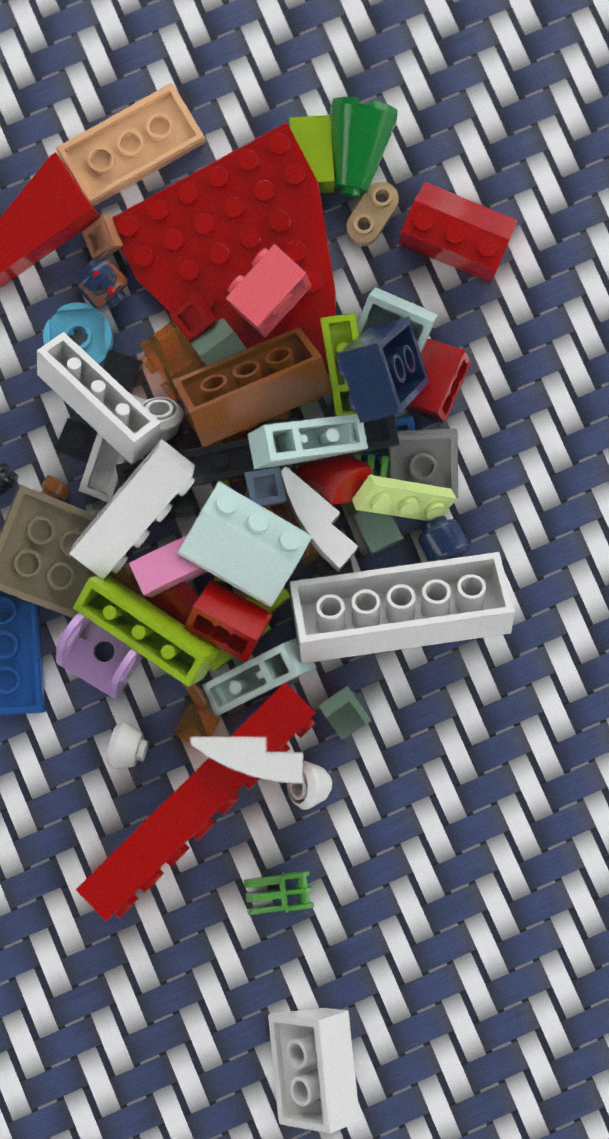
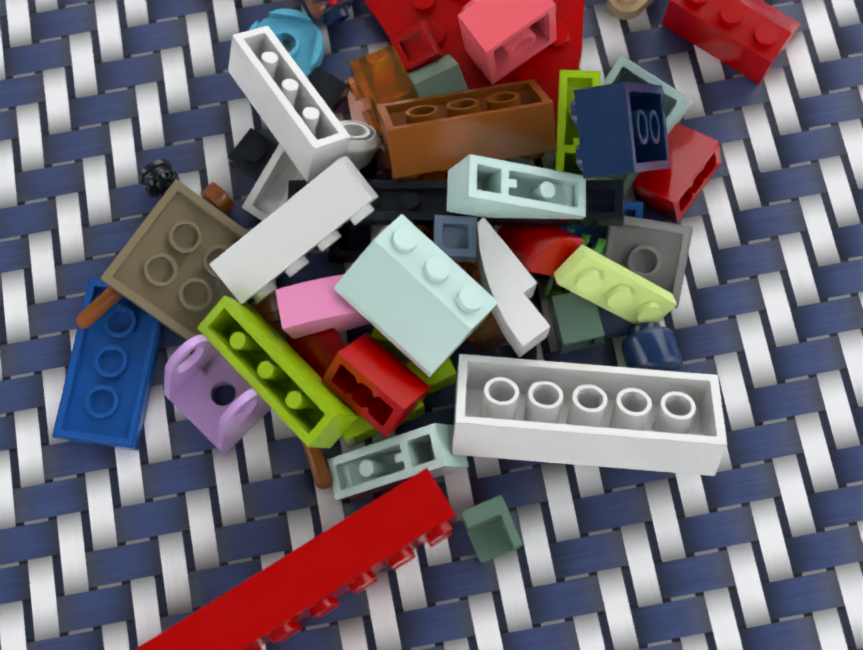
camera: 15 degrees right, 10 degrees down
(126, 746) = (218, 510): white cone -> none
(196, 723) = (309, 507): clear orange tile -> none
(251, 757) = (364, 548): white slope -> none
(315, 787) = (427, 607): white cone -> none

